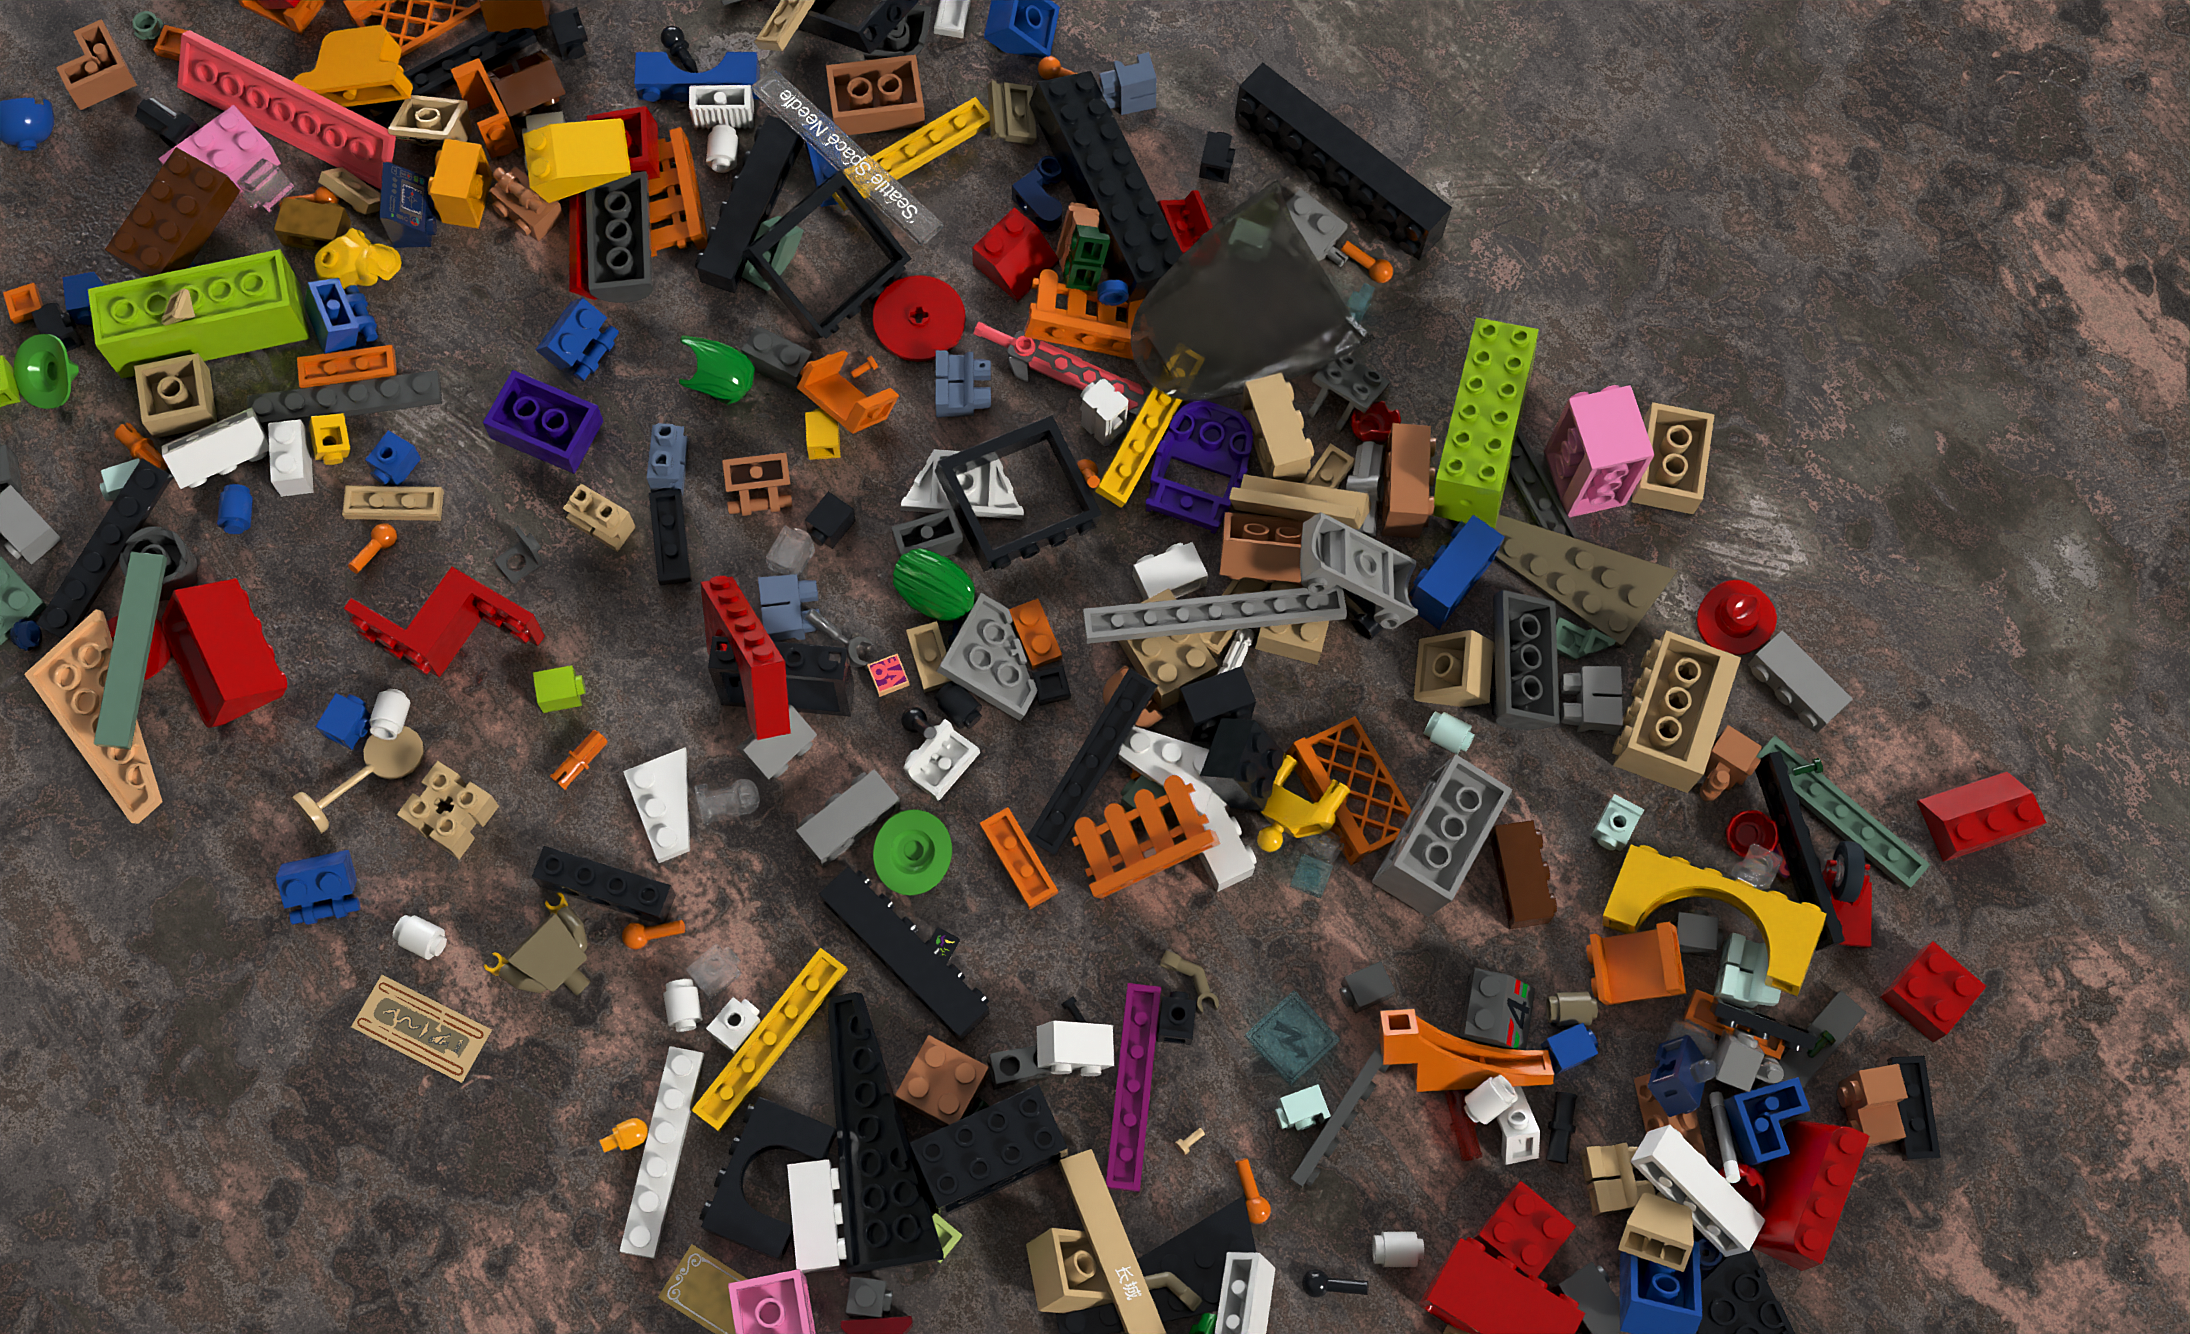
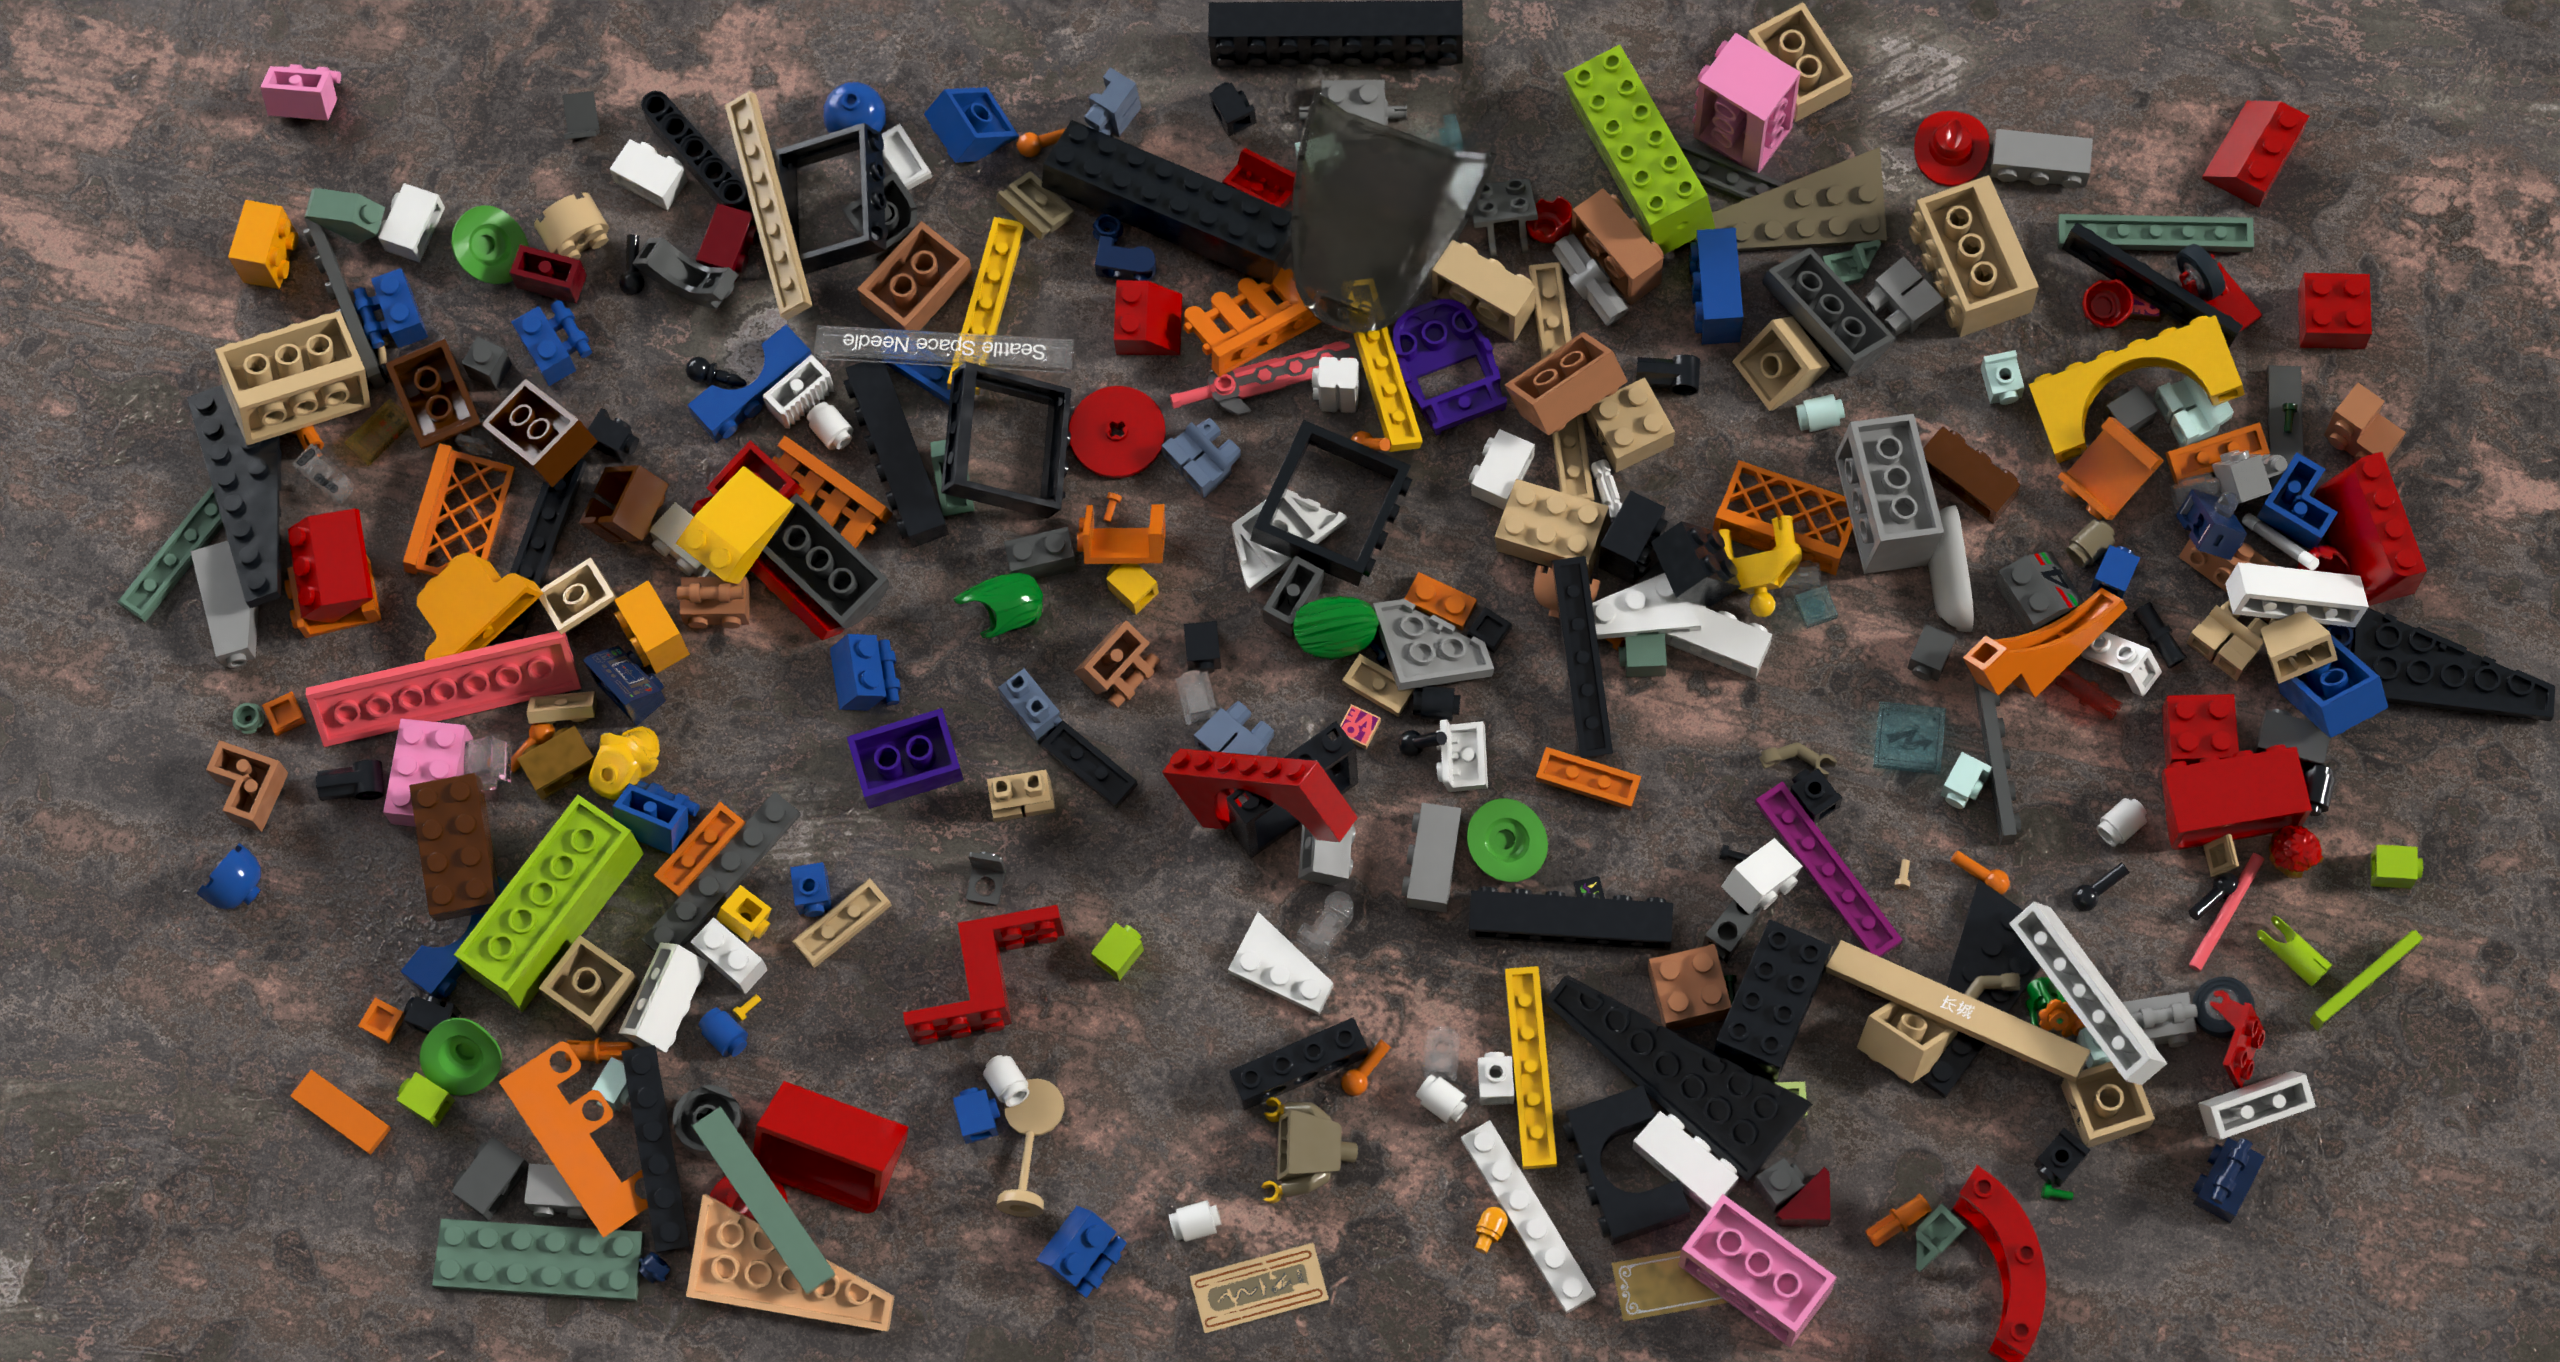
camera: 30 degrees left, 0 degrees up
(44, 490) = (568, 1142): none -> orange piece
(178, 308) = (546, 906): tan slope -> none
(262, 505) = (740, 1012): none -> yellow piece
(382, 537) = (859, 956): orange bar -> none
(446, 828) = (1140, 1124): tan brick -> none
(478, 90) = (587, 533): orange panel -> none
(579, 759) = (1185, 989): orange axle -> none
(835, 634) = (1291, 728): flat silver piece -> none
(1082, 248) = (1201, 268): dark green hips -> none
(1112, 292) = (1257, 284): blue tile -> none
(1161, 838) = (1683, 669): orange fence -> none
(1212, 614) = (1572, 468): light grey plate -> none
(1299, 500) = (1555, 328): tan slope -> none
(1347, 558) = (1650, 338): light grey piece -> none
(1379, 270) = (1439, 96): orange bar -> none
(1439, 936) = (1950, 574): none -> white brick
(1489, 1099) = (2093, 657): white brick -> none
(1729, 763) = (2048, 259): nougat brick -> none
(1758, 867) = (2135, 322): clear bracket -> none
(1763, 1025) = (2238, 437): black plate -> none
(1816, 766) = (2109, 211): dark green piece -> none
(1917, 1111) = (2398, 408): black plate -> none

